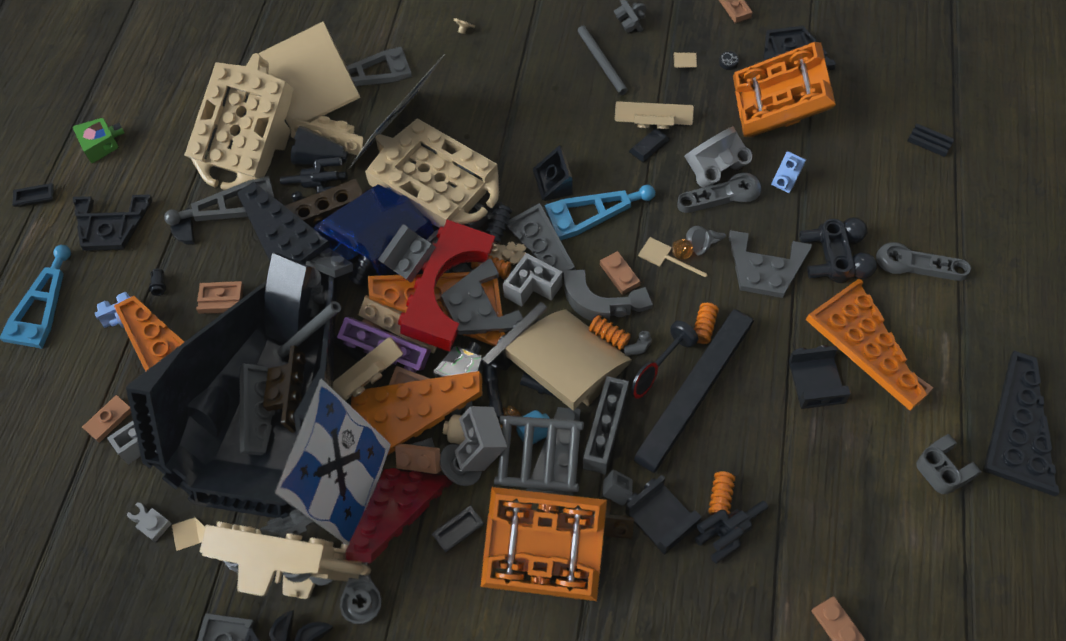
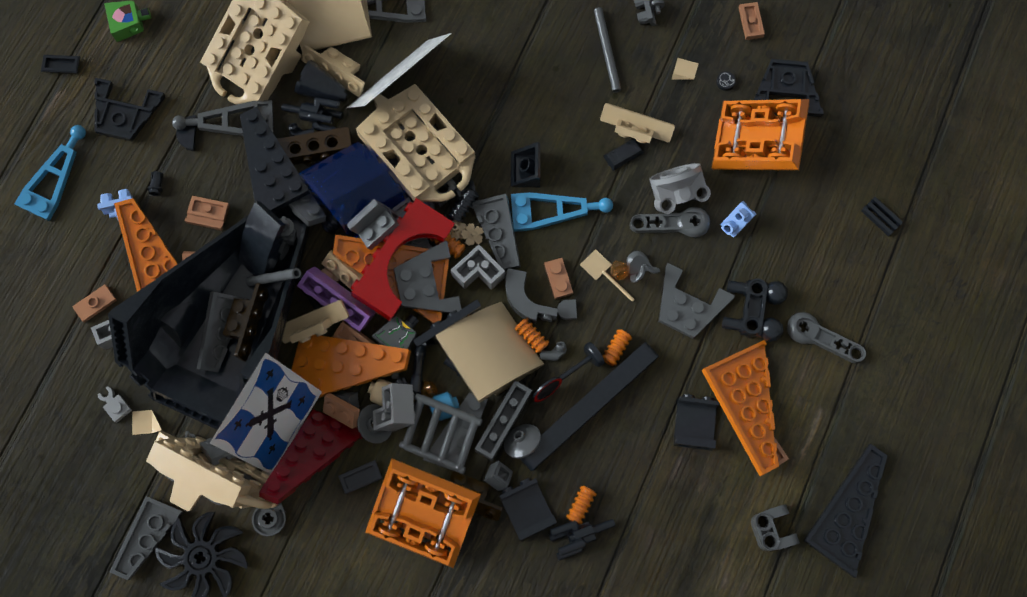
camera: 10 degrees right, 15 degrees up
(633, 441) = (522, 441): none -> dark grey dish

